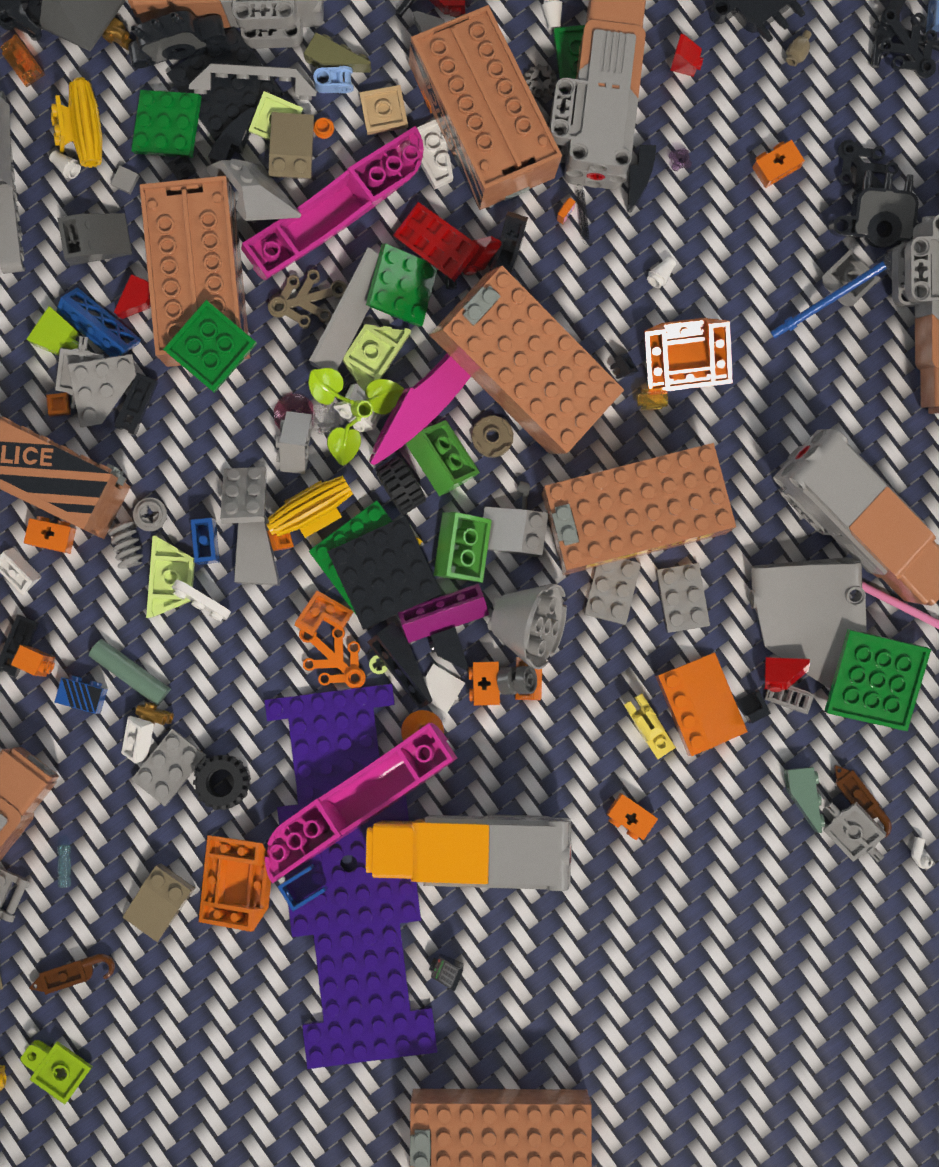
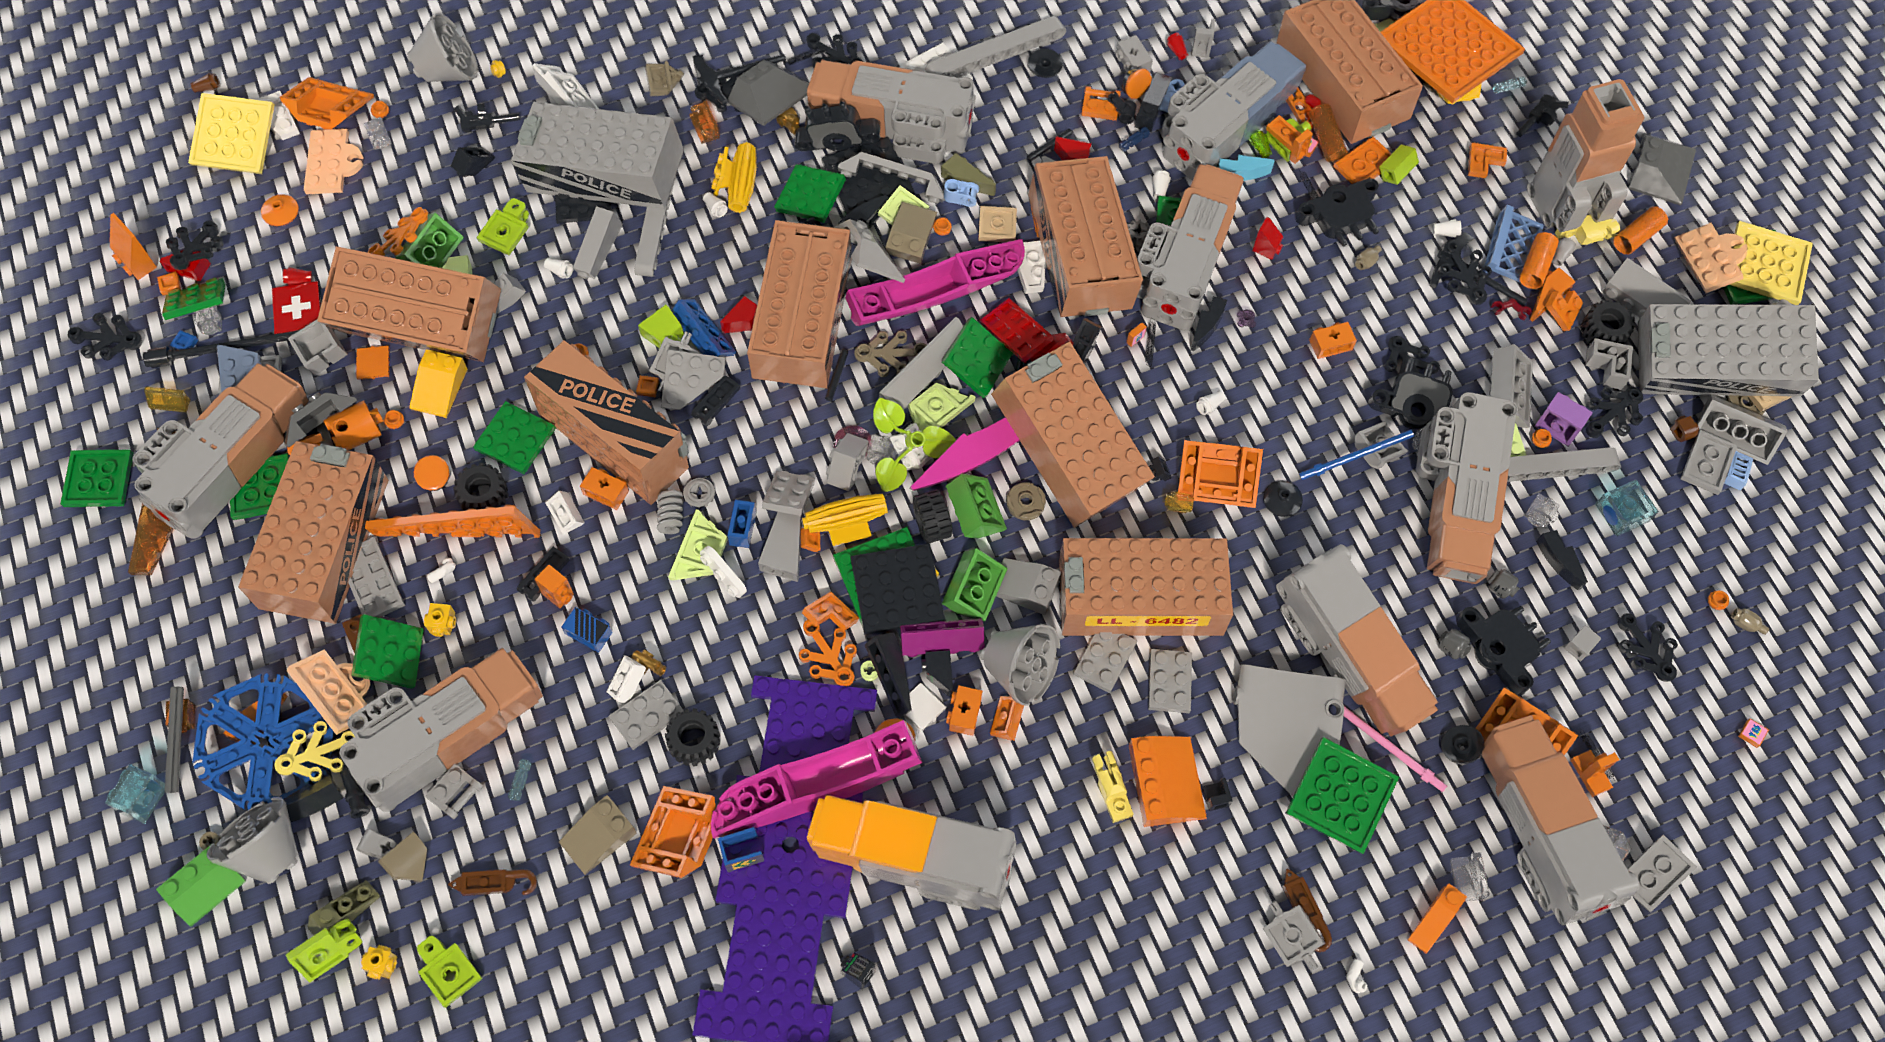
camera: 10 degrees right, 20 degrees down
(94, 237) = (721, 262): dark grey slope -> none
(125, 180) = (761, 228): light grey tile -> none
(129, 672) = (637, 621): sand green brick -> none
(210, 346) = (797, 354): green plate -> none
(256, 335) = (836, 375): none -> black bar
(517, 680) = (996, 711): dark grey wheel -> none
(524, 488) = (1044, 550): dark grey hand -> none
(624, 806) = (1070, 857): orange brick -> none
(758, 374) = (1279, 505): none -> black dish
(784, 672) = (1253, 767): red slope -> none
(803, 791) = (1249, 885): sand green slope -> none
(806, 705) = (1257, 805): light grey slope -> none

